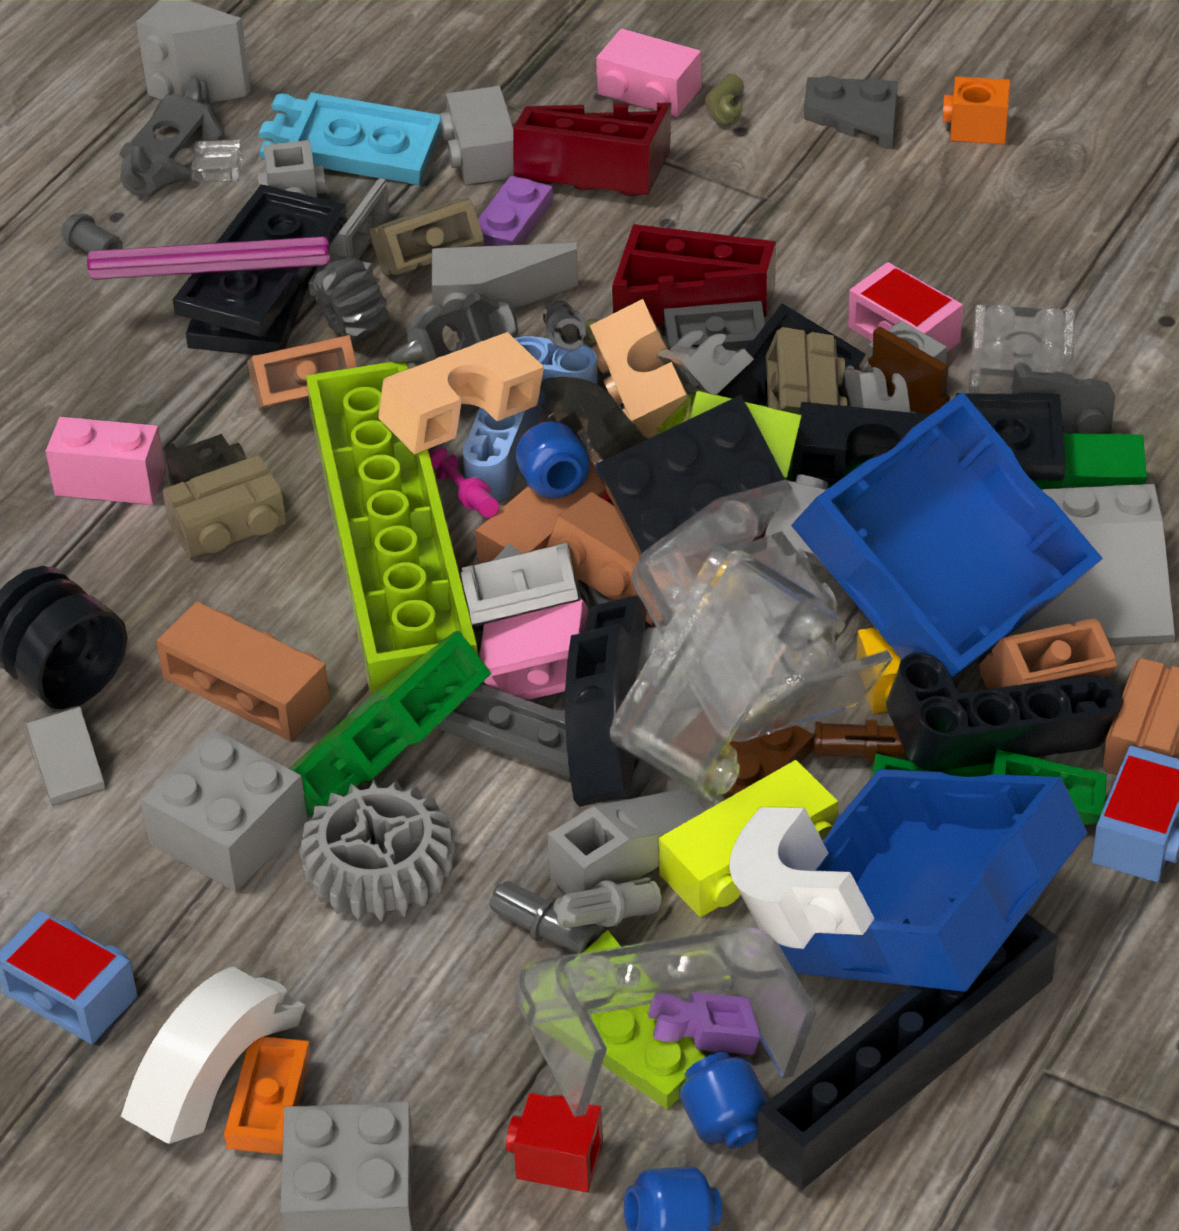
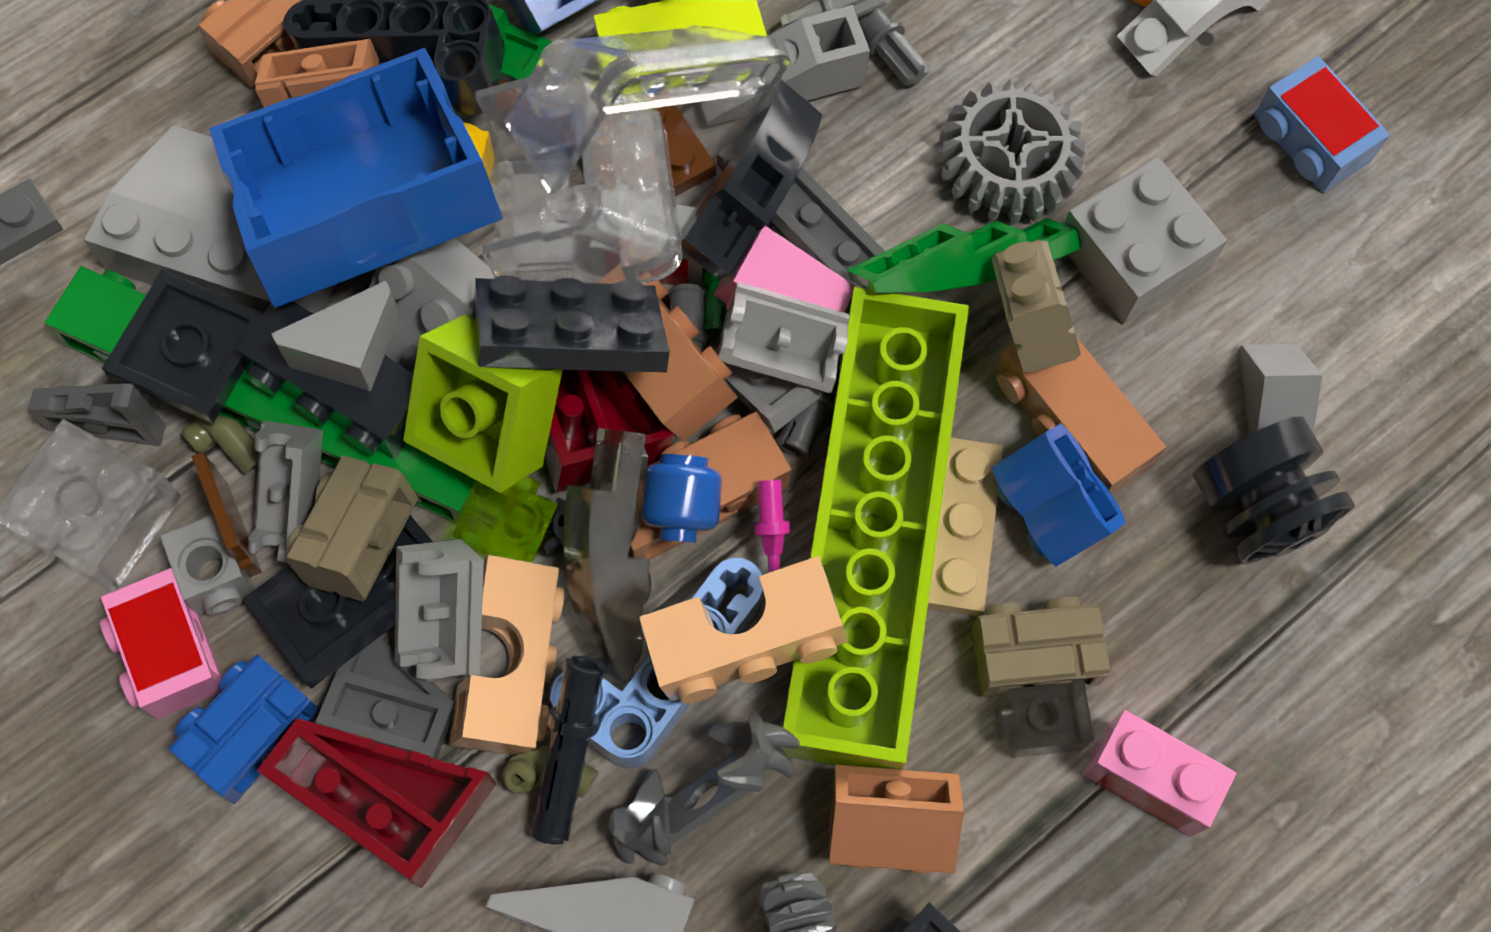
camera: 165 degrees left, 25 degrees up
(241, 587) = (1057, 495): none -> blue brick
(307, 668) = (1035, 306): none -> dark tan brick
(317, 579) = (965, 529): none -> tan plate
(817, 283) = (240, 727): none -> blue brick
(871, 419) = (344, 339): none -> light grey slope

